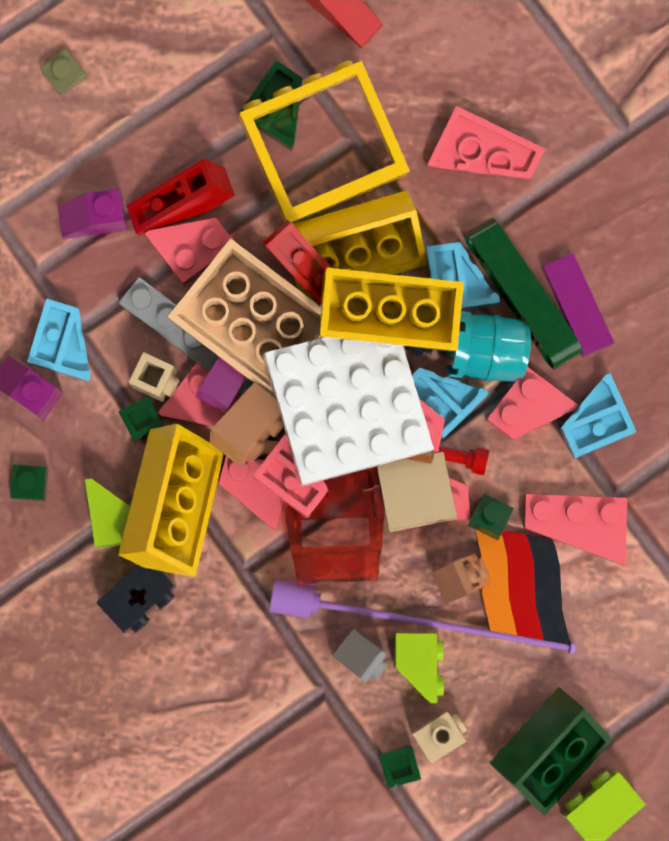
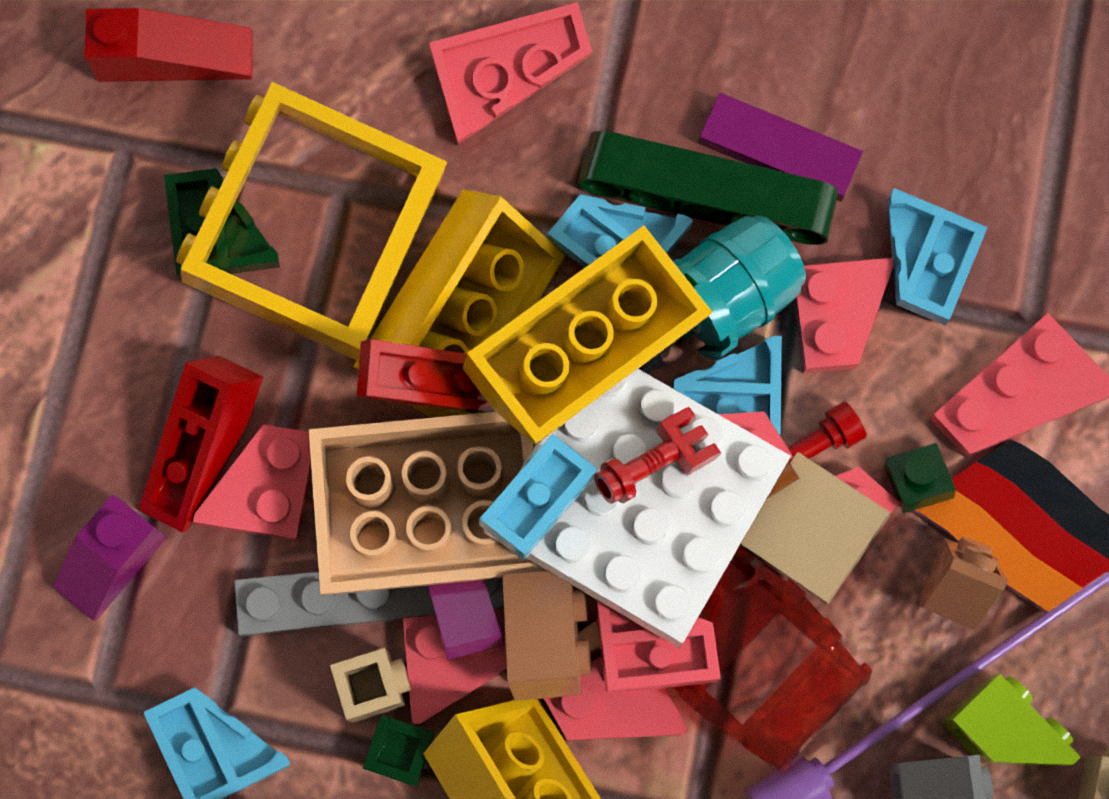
camera: 45 degrees left, 5 degrees down
(298, 360) = (538, 497): none -> medium azure plate
(340, 385) = (618, 480): none -> red hinge

